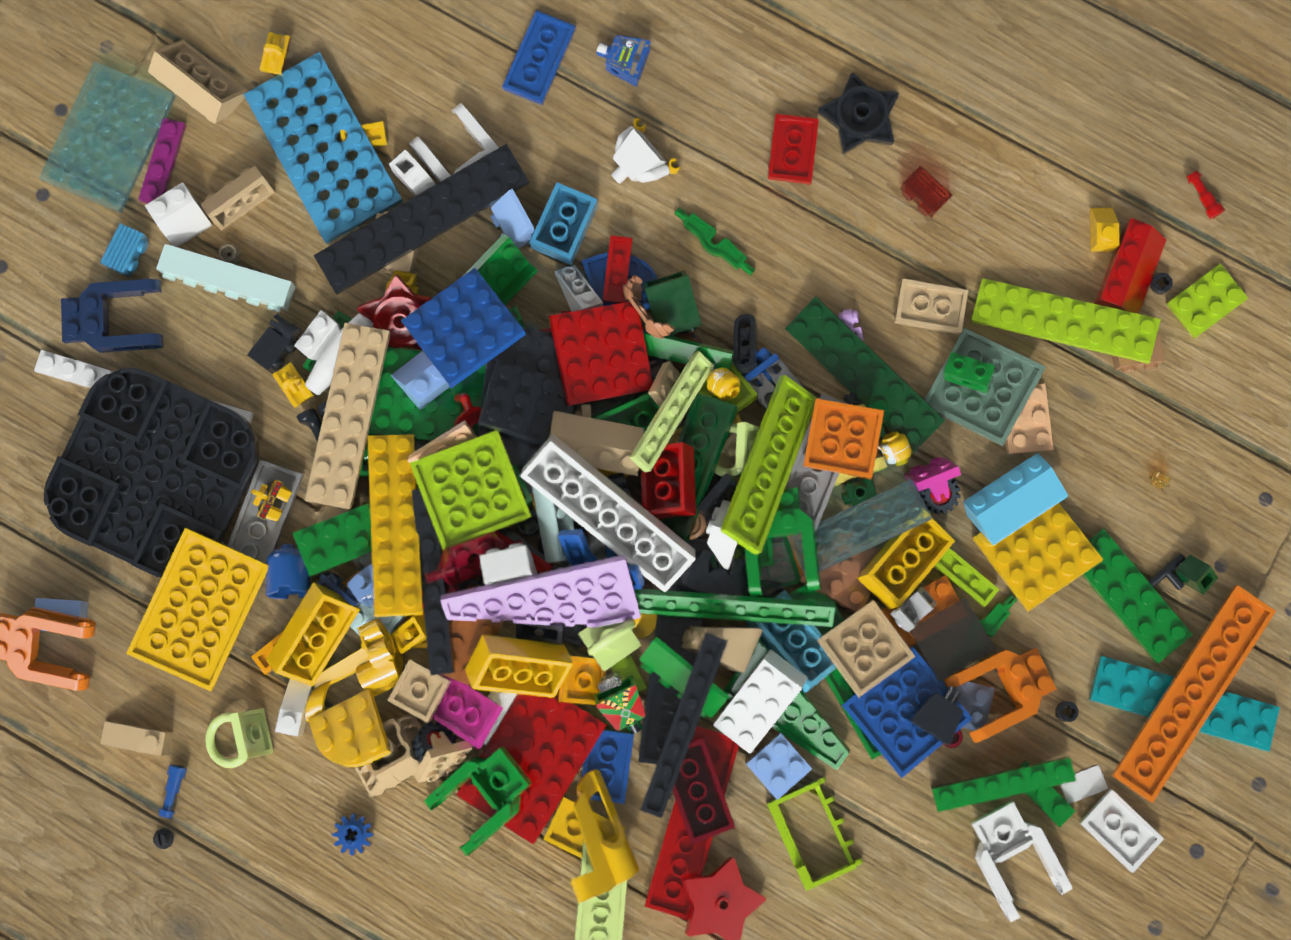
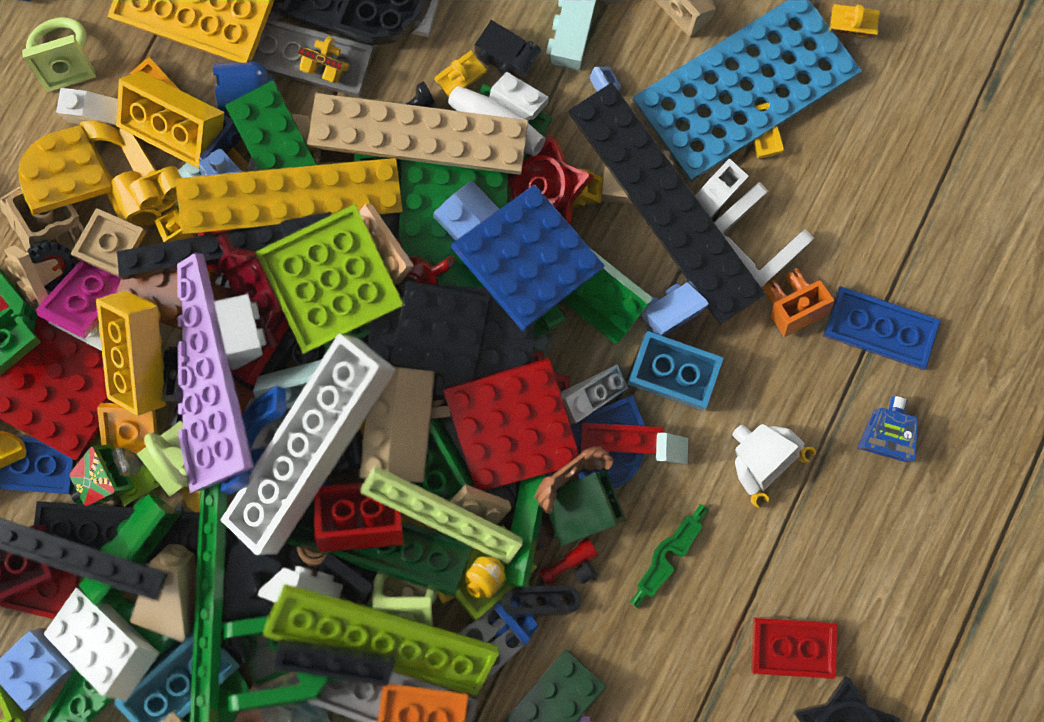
camera: 85 degrees right, 0 degrees up
(307, 266) = (603, 76): none -> light blue slope
(519, 119) = (800, 308): none -> orange brick
(628, 230) = (672, 448): none -> light aqua tile
(707, 308) = (572, 559): none -> red piece
(724, 308) = (585, 573): none -> black piece
(784, 499) = (334, 662): none -> black plate

